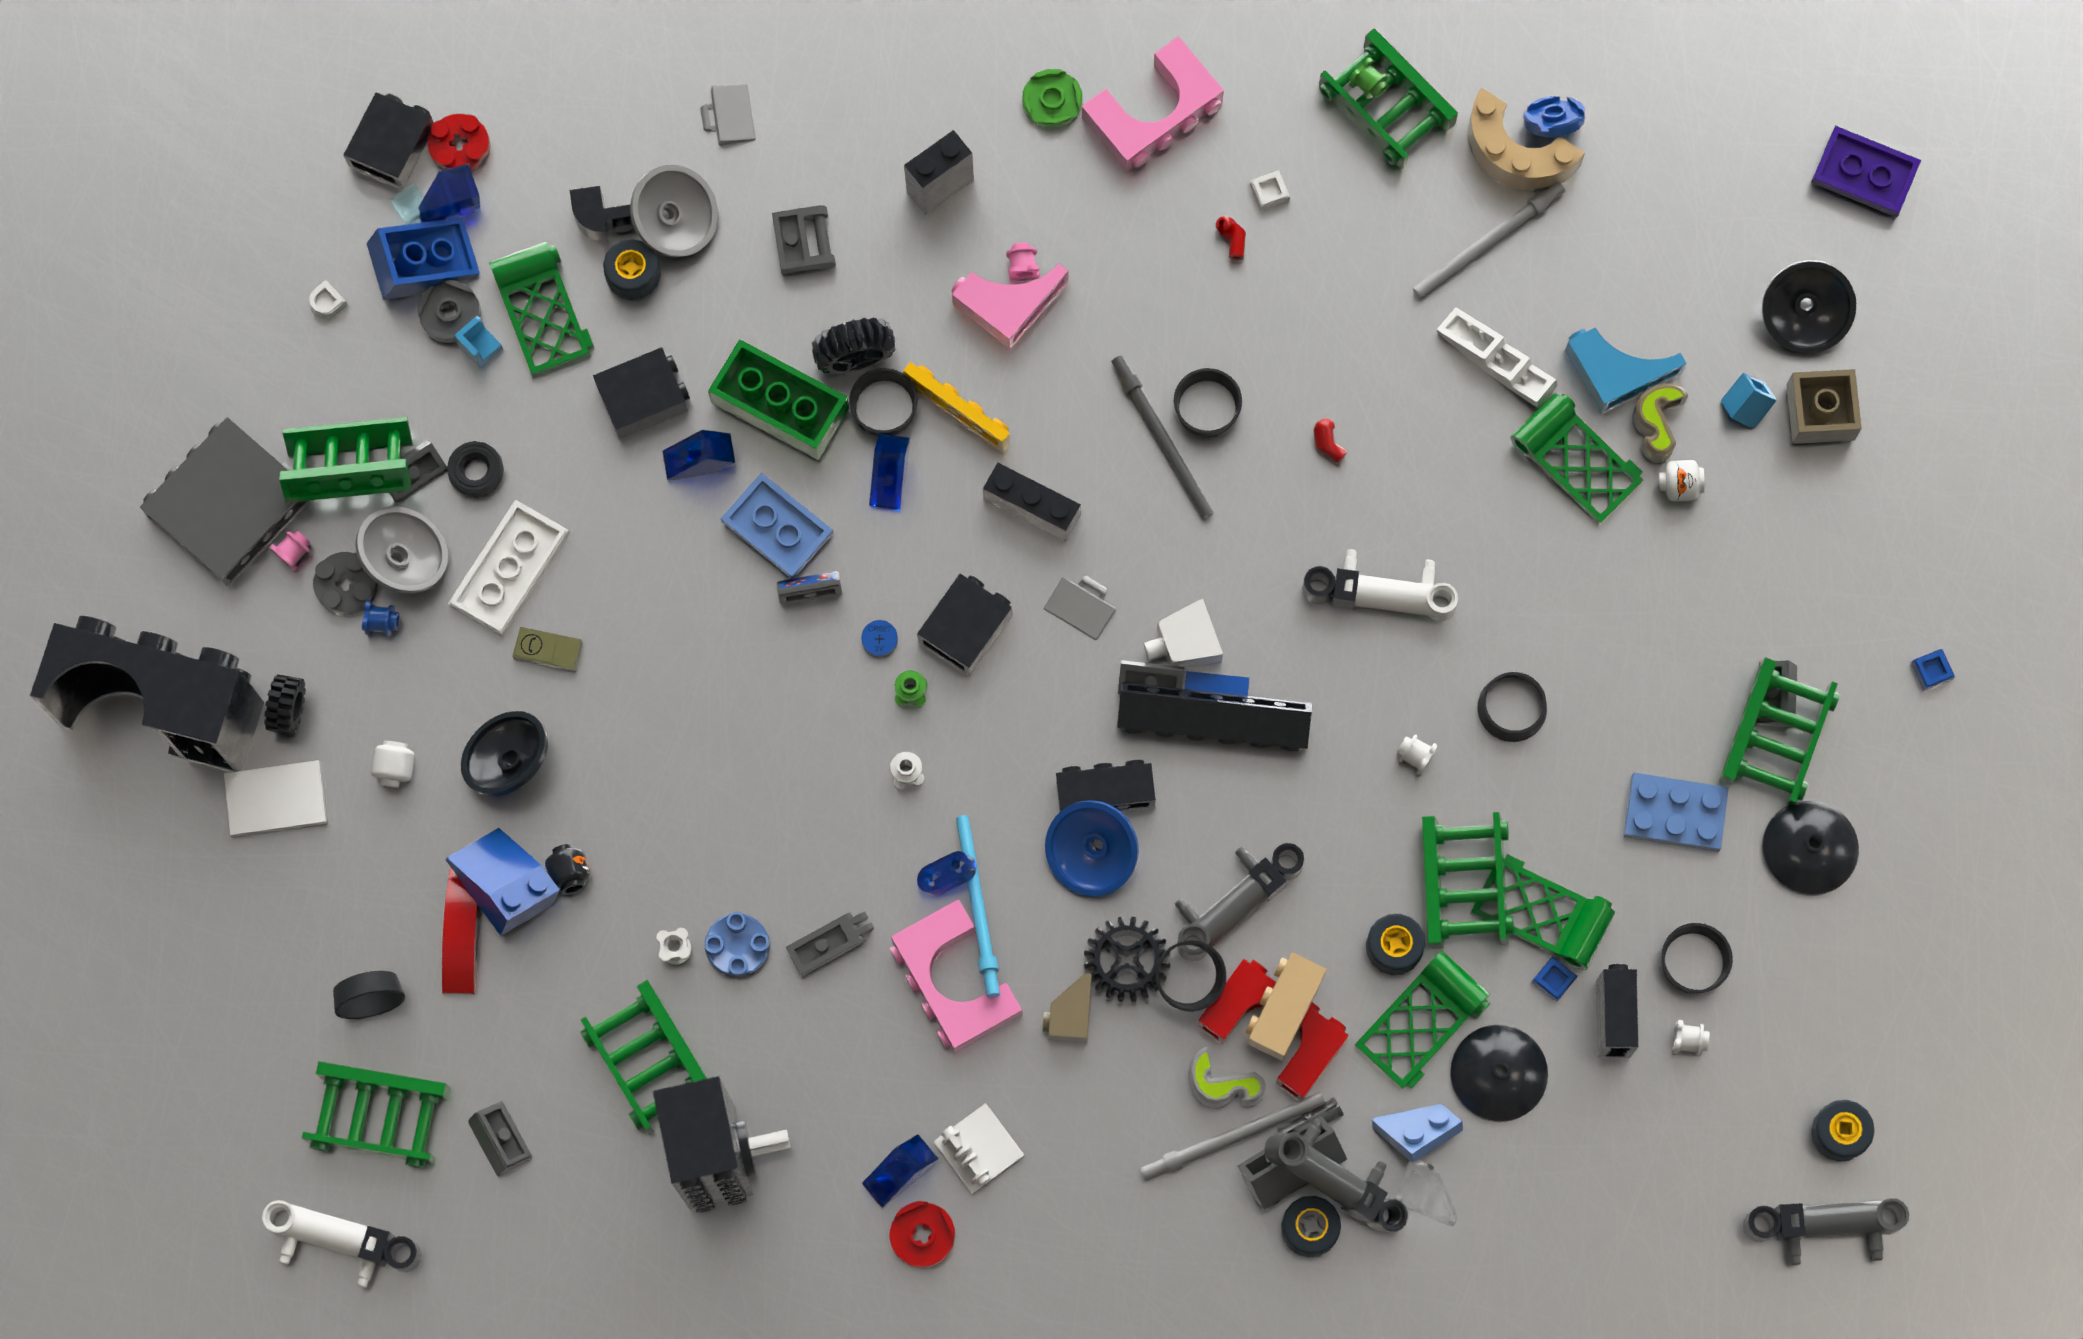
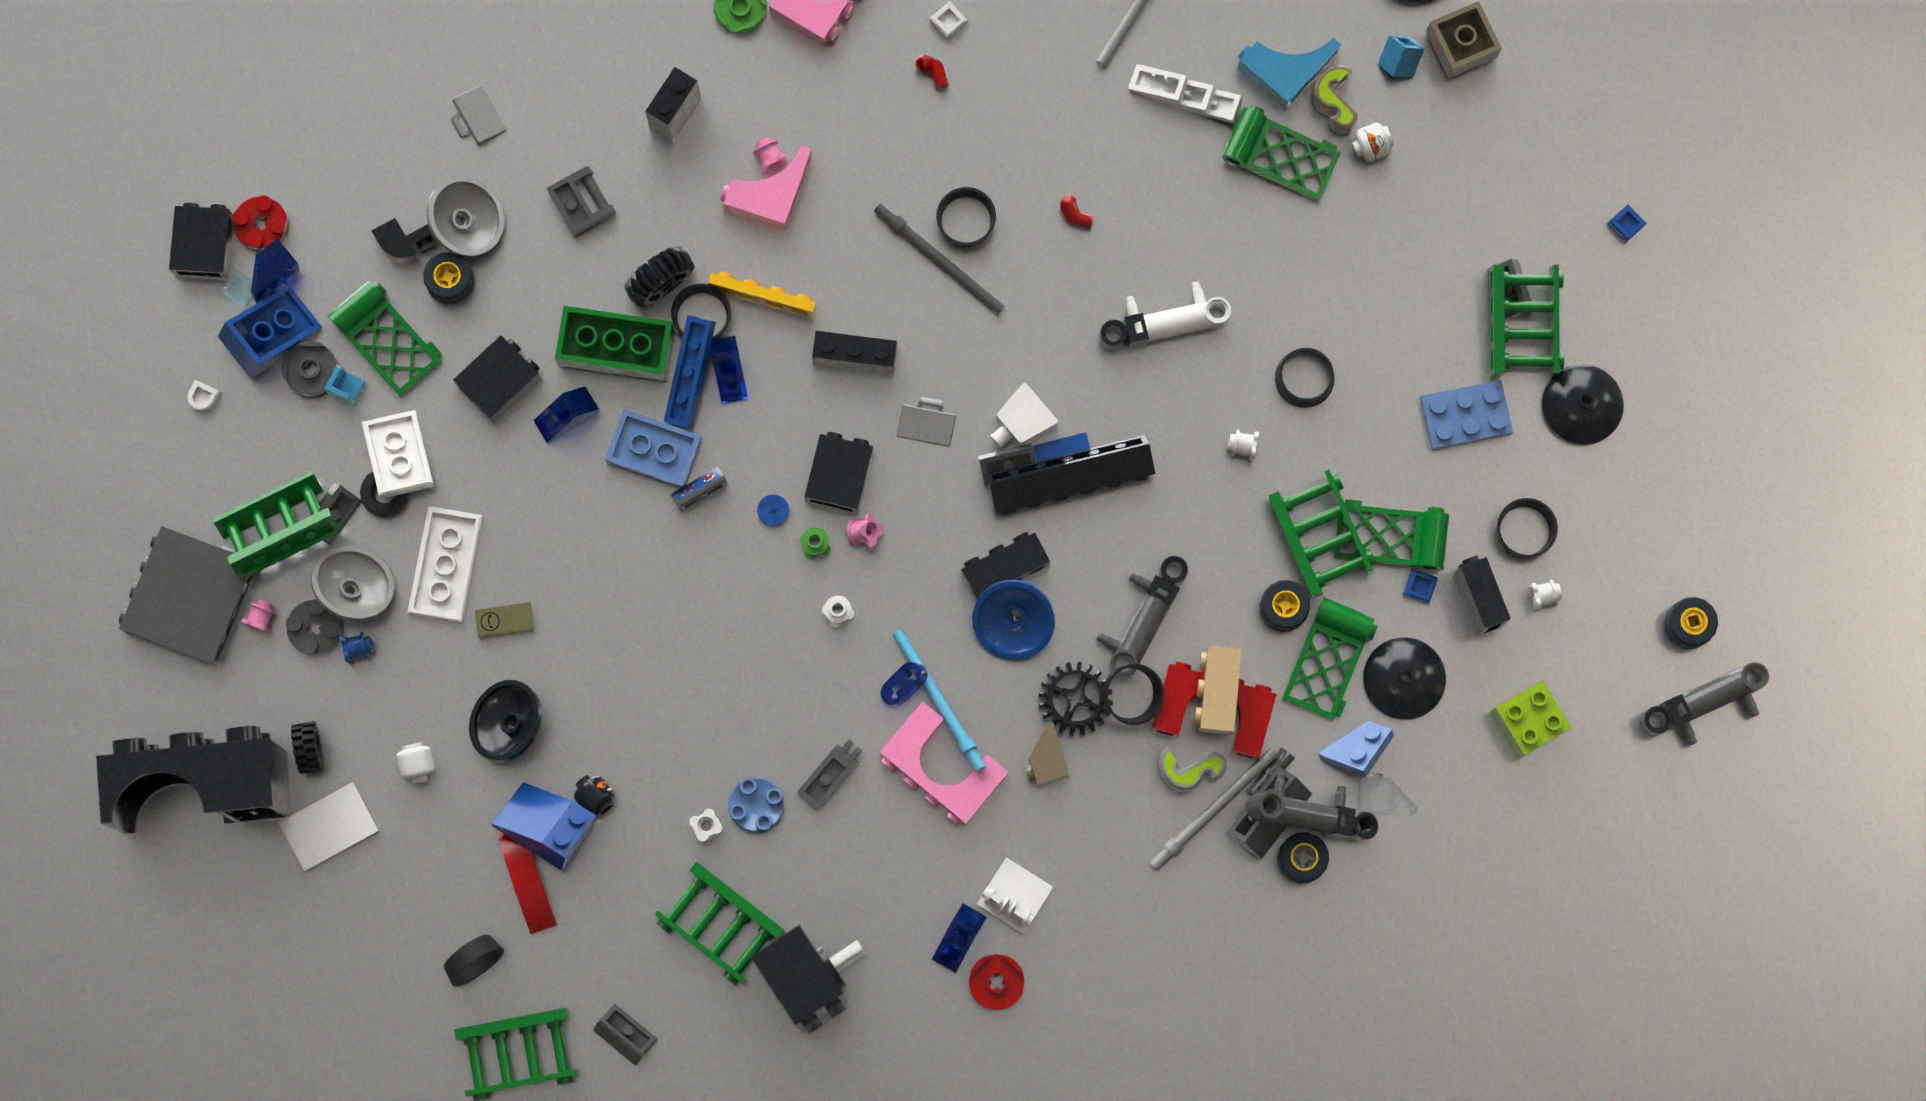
camera: 25 degrees left, 5 degrees up
(504, 433) = (397, 454): none -> white tile
(846, 457) = (689, 371): none -> blue plate
(968, 695) = (864, 531): none -> bright pink brick
(1622, 1169) = (1531, 719): none -> lime brick

